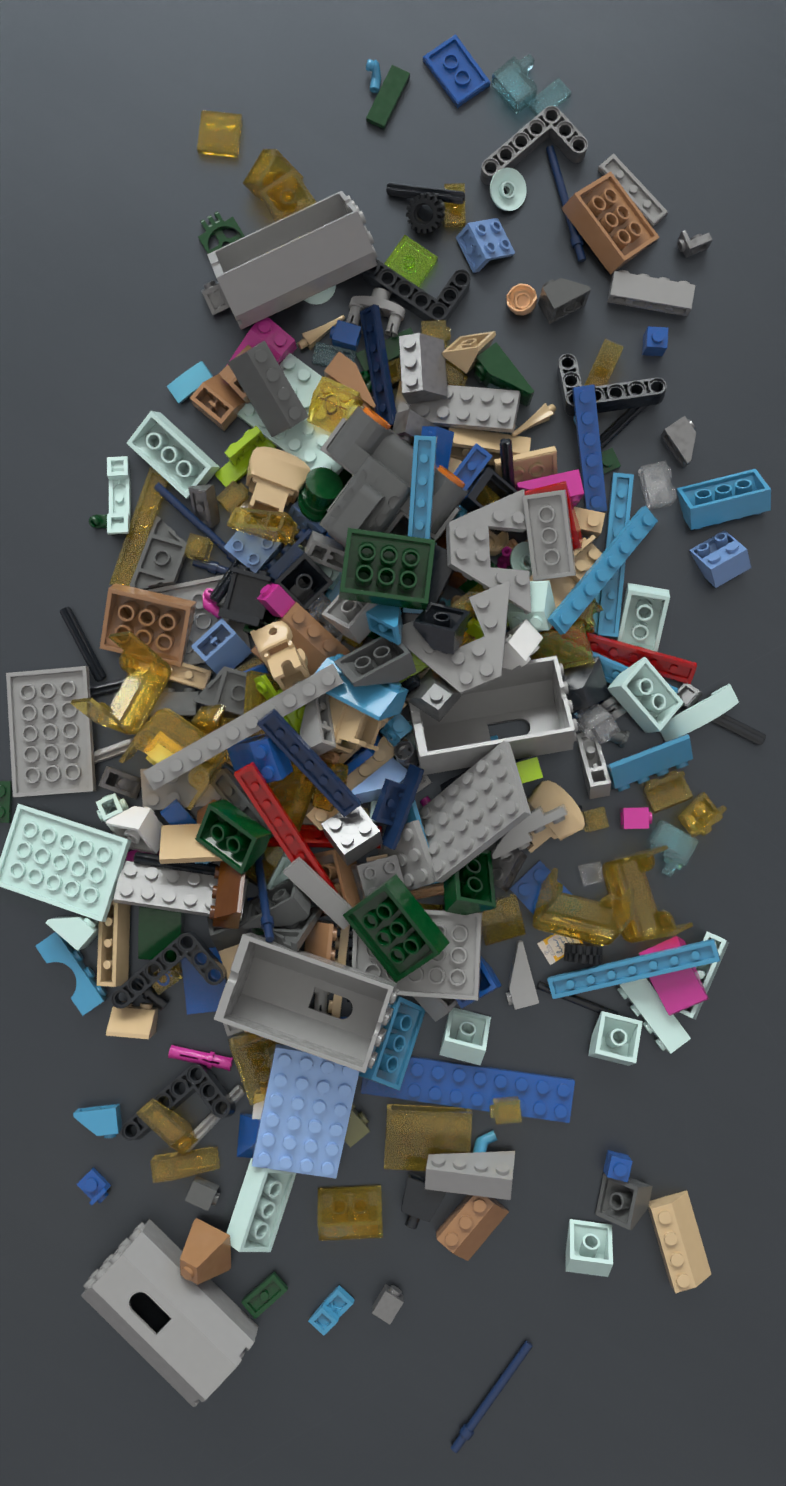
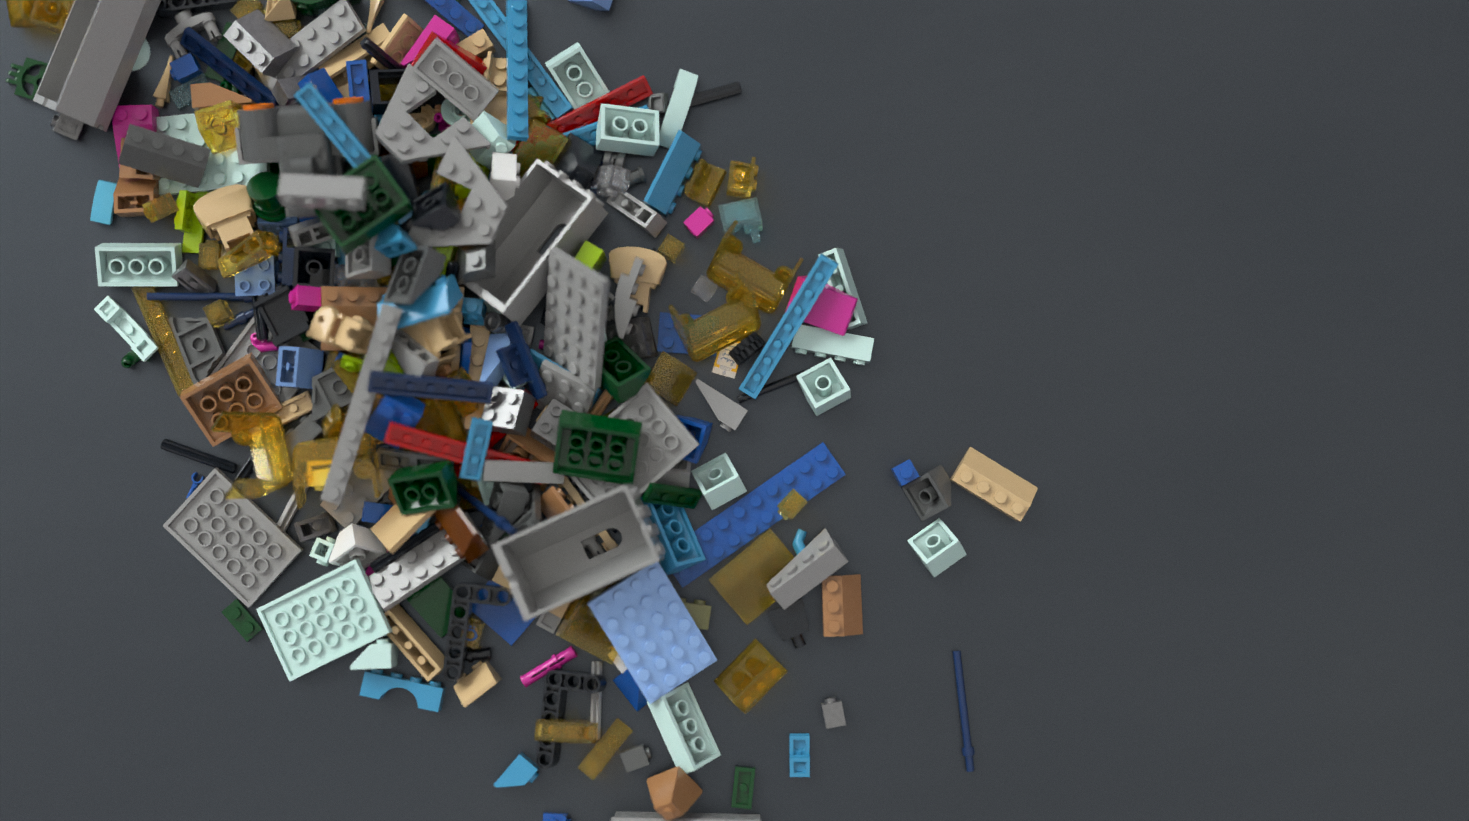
camera: 40 degrees left, 0 degrees up
(60, 663) = (195, 484): none -> blue hand
(228, 426) = (160, 207): none -> clear yellow brick
(300, 843) = (476, 449): none -> dark azure tile
(367, 534) = (322, 191): none -> light grey brick
(419, 1016) = (672, 495): none -> dark green tile

